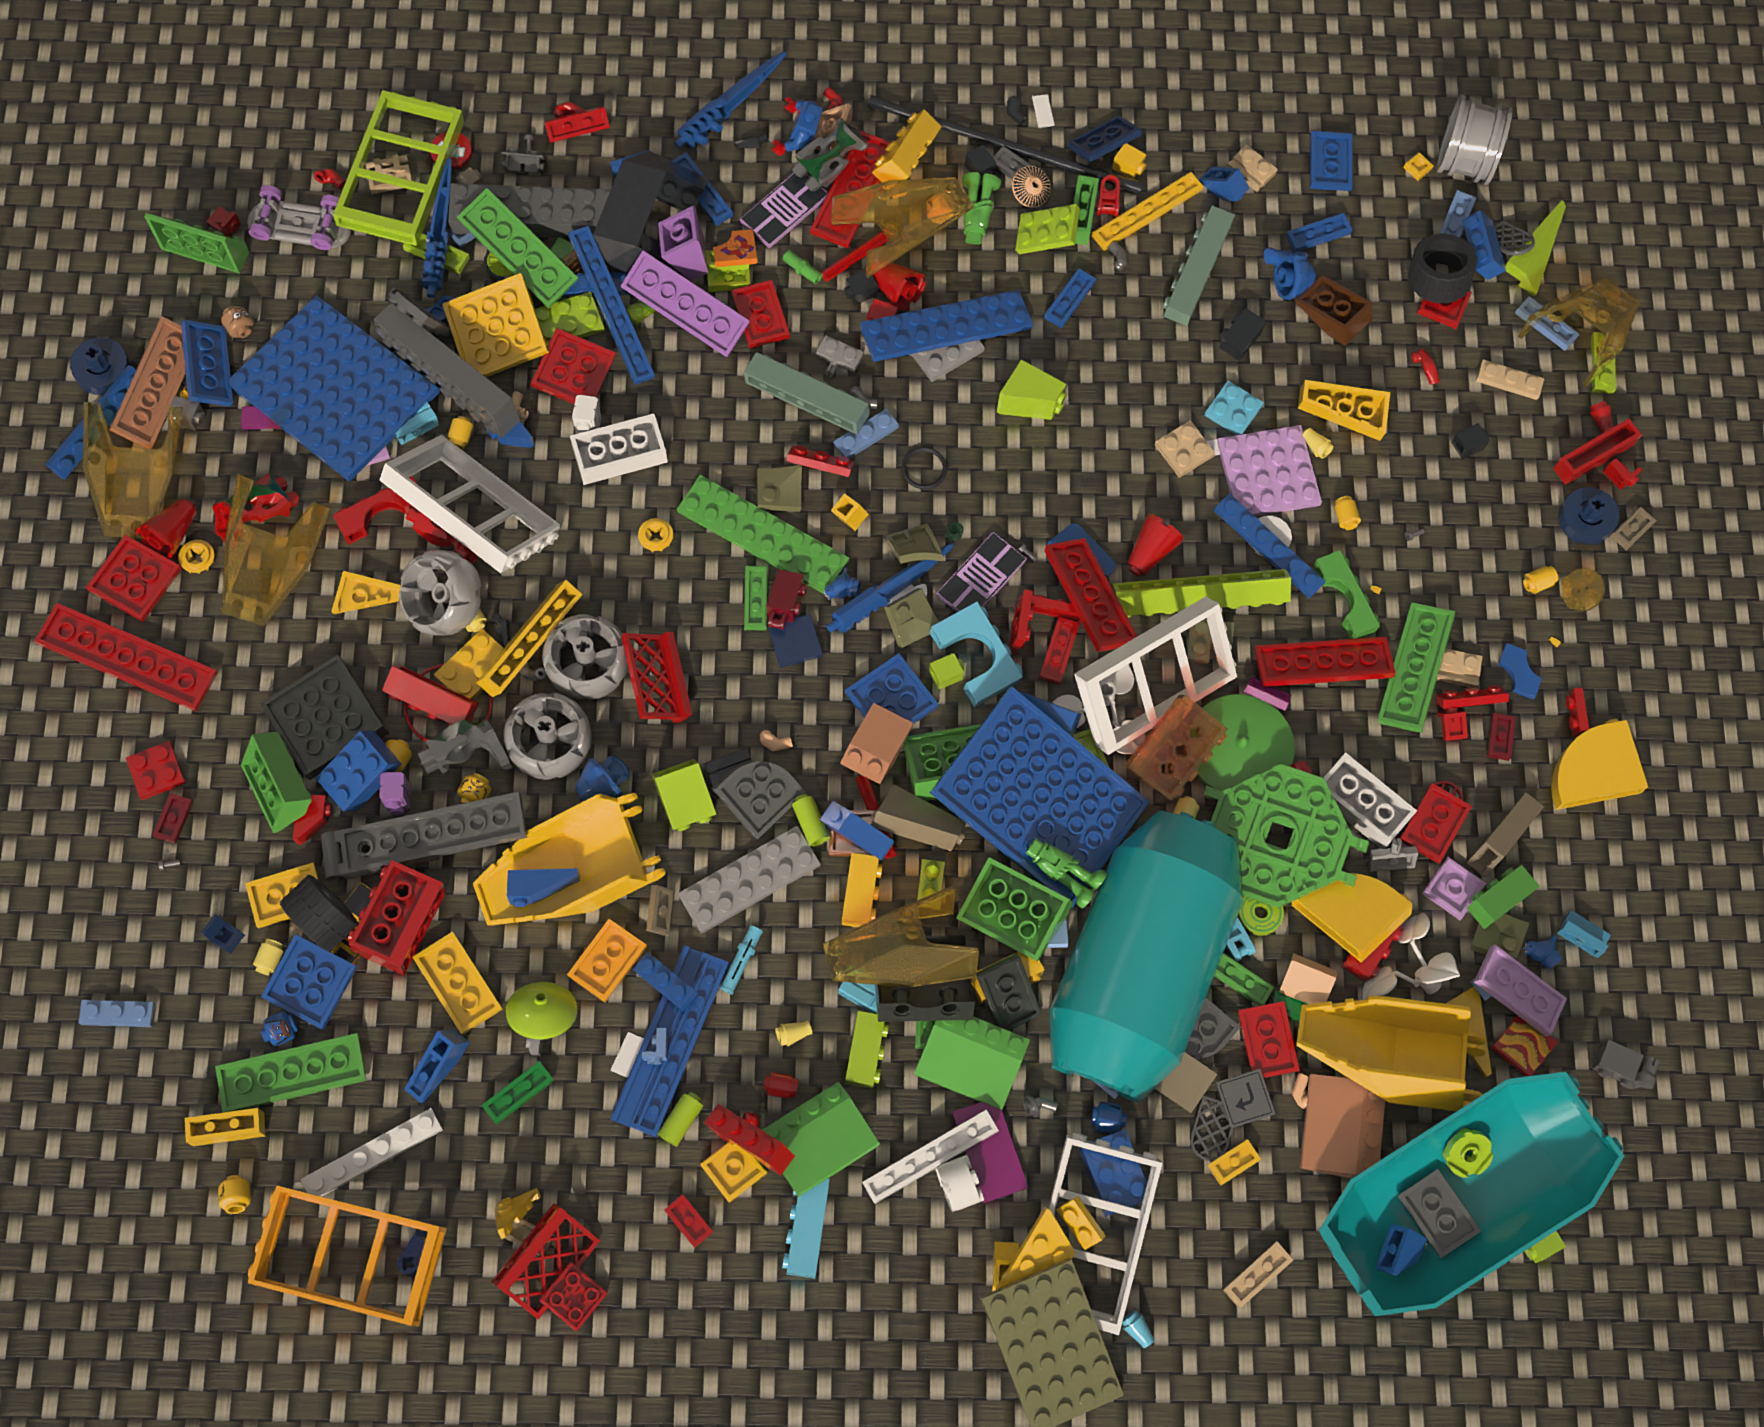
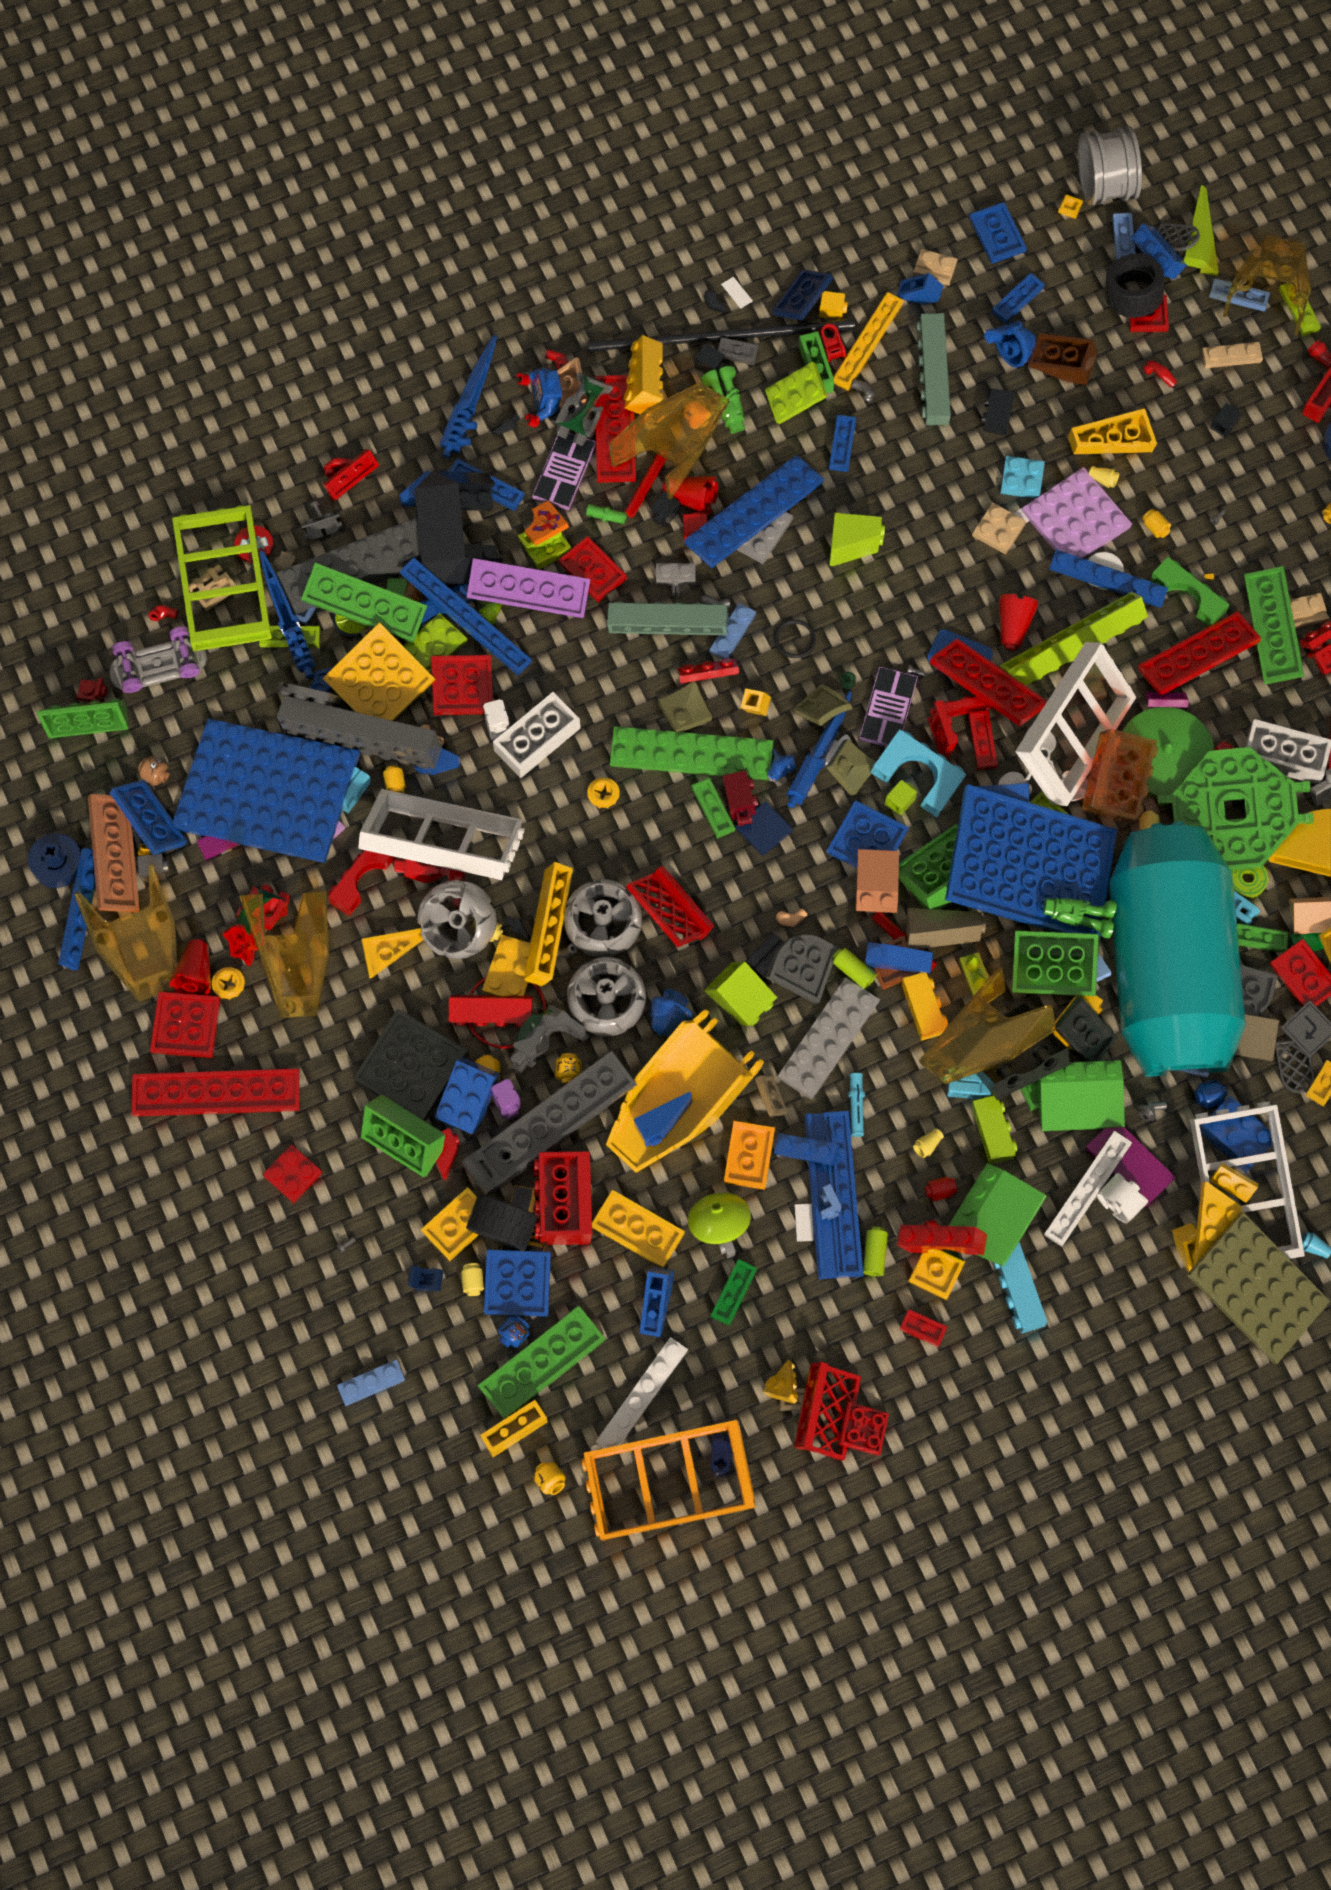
camera: 20 degrees left, 0 degrees up
(172, 818) = (330, 1205): dark red plate -> none
(684, 243) = (503, 537): medium lavender slope -> none
(1024, 190) = (757, 366): dish -> none

